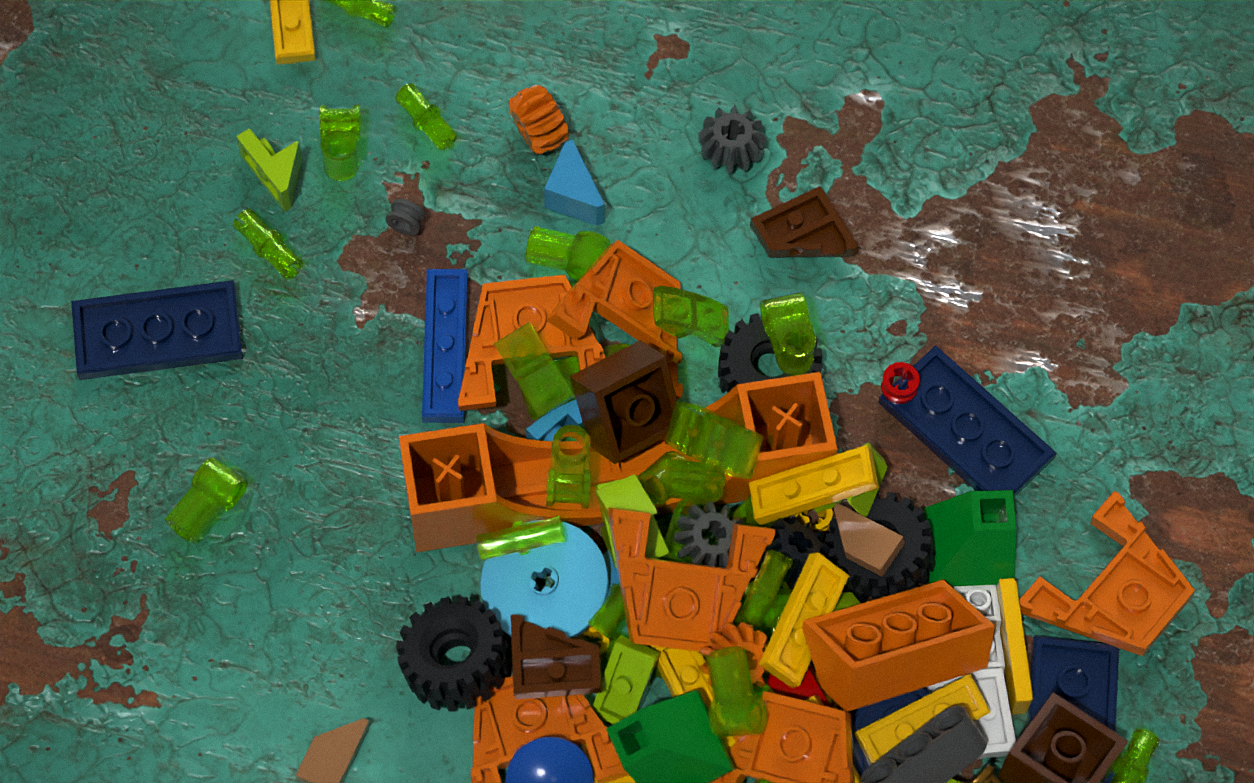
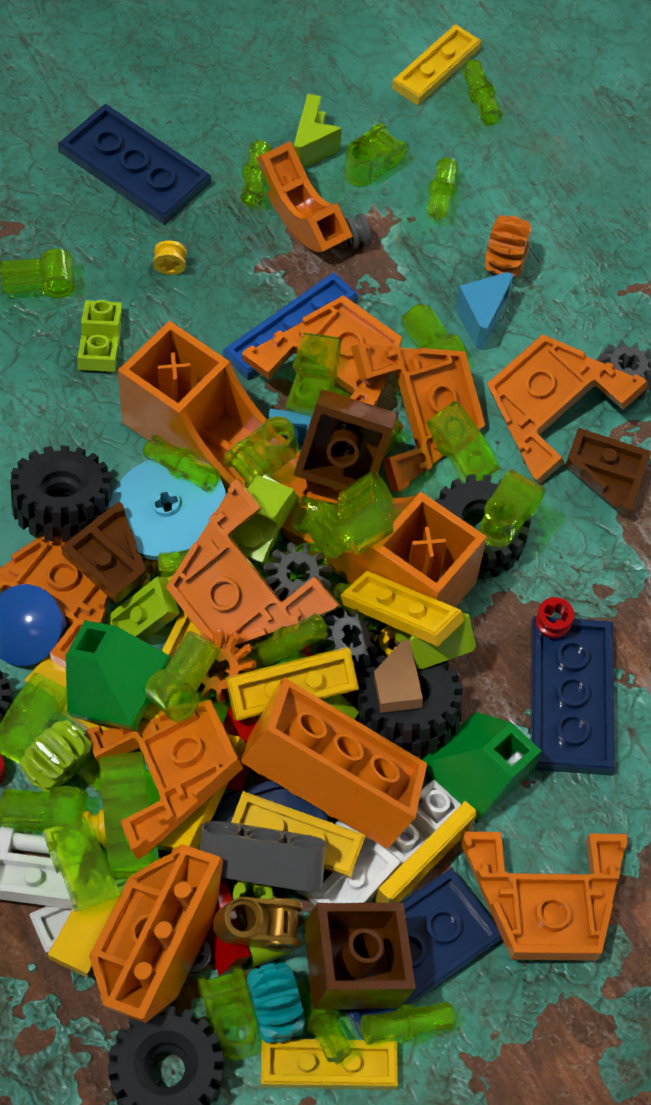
camera: 45 degrees right, 5 degrees down
(290, 382) = (169, 257): none -> yellow bush
(313, 501) = (99, 336): none -> lime slope
(340, 239) = (297, 203): none -> orange arch
(691, 211) = (544, 386): none -> orange wing

